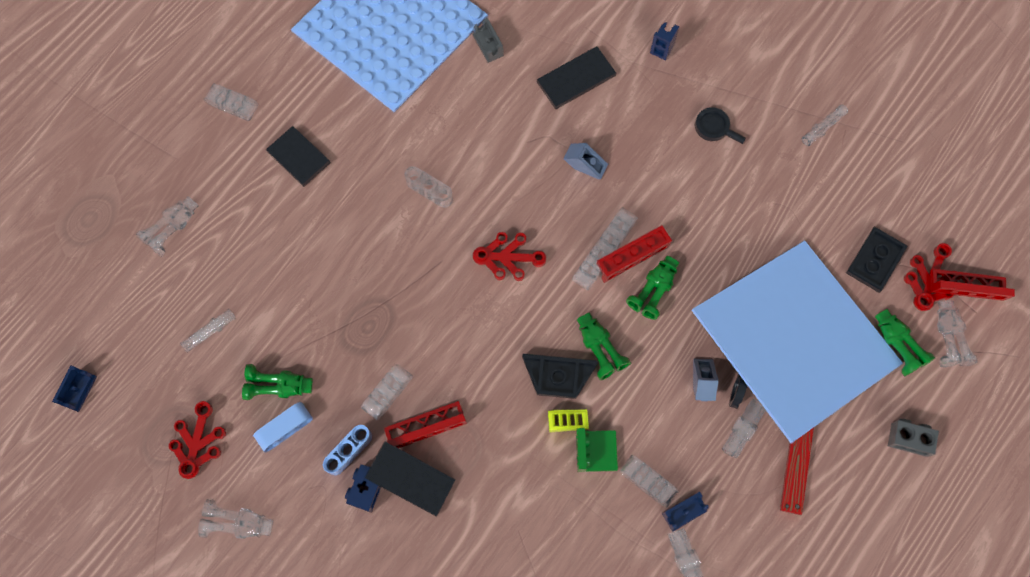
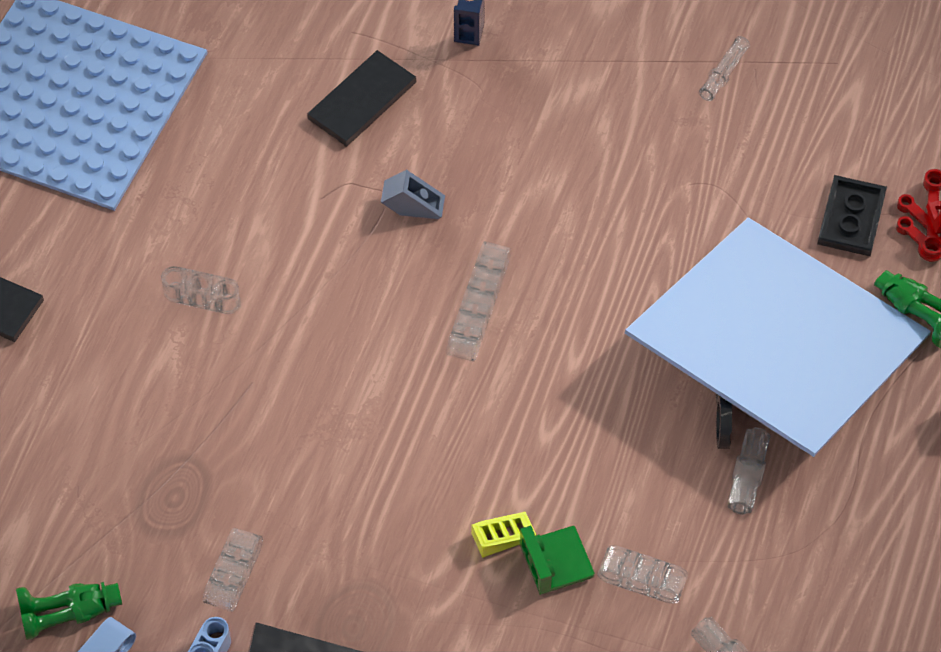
camera: 20 degrees left, 15 degrees down
(429, 430) = (314, 600): red fence -> none
(488, 41) = (220, 82): dark grey hinge -> none
(507, 256) = (344, 350): red plant -> none
(558, 375) = (470, 478): black wing -> none
(595, 335) = (505, 414): green piece -> none
(634, 253) = (521, 294): red fence -> none
(660, 278) = (568, 317): green piece -> none
(685, 511) = (705, 596): dark blue hinge -> none
(704, 379) = (674, 426): sand blue slope -> none
(714, 125) = (576, 108): black piece -> none
(796, 474) = (838, 502): red tile -> none

